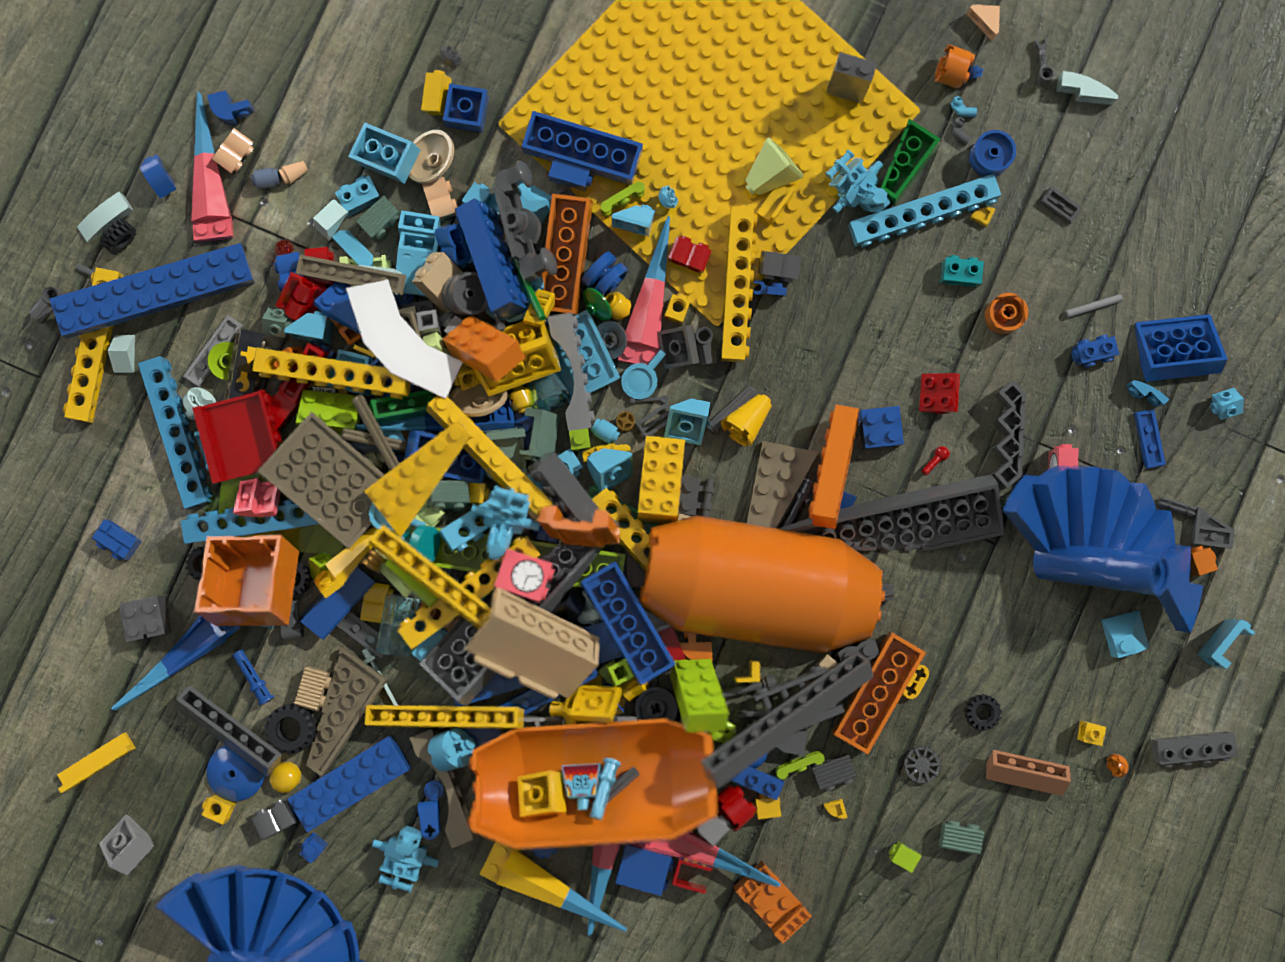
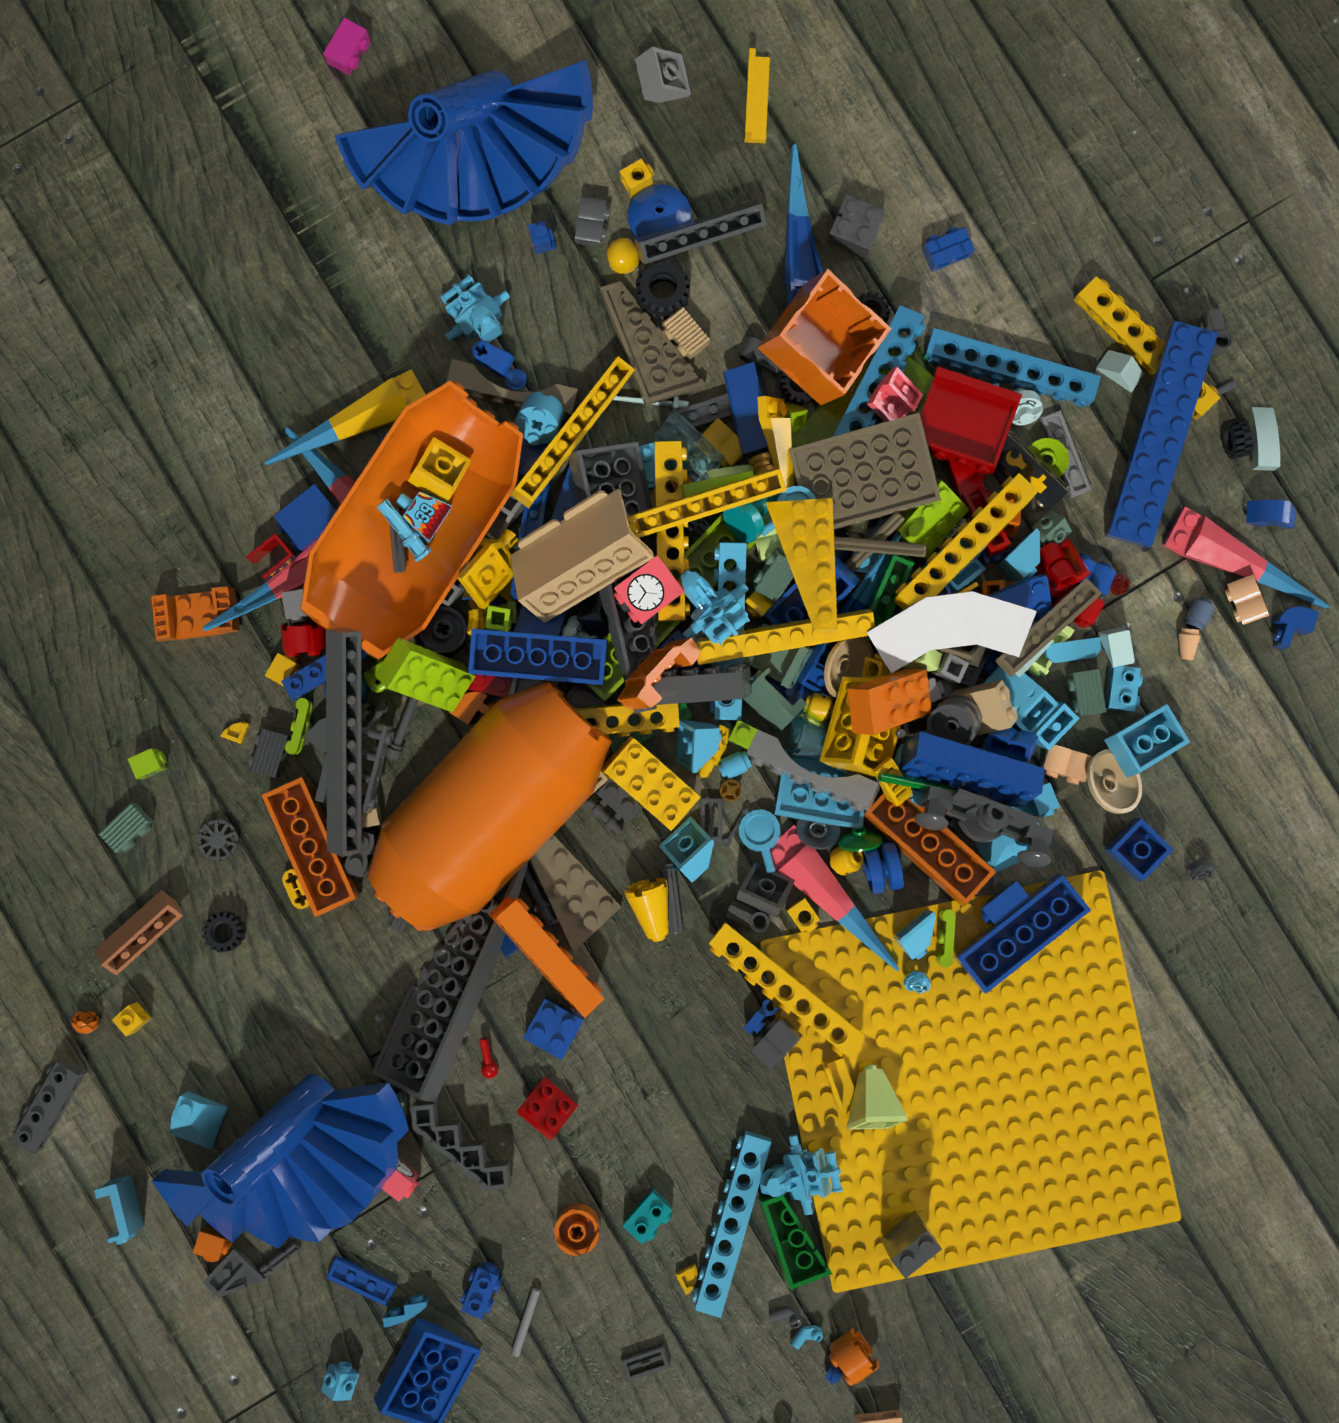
camera: 130 degrees right, 0 degrees up
(259, 688) = (760, 287): blue pin -> none
(349, 783) = (576, 308): blue brick -> none
(435, 93) = (1174, 830): yellow brick -> none
(689, 254) = (847, 963): red brick -> none
(754, 673) = (408, 738): yellow panel -> none
(992, 153) = (742, 1345): blue wheel -> none

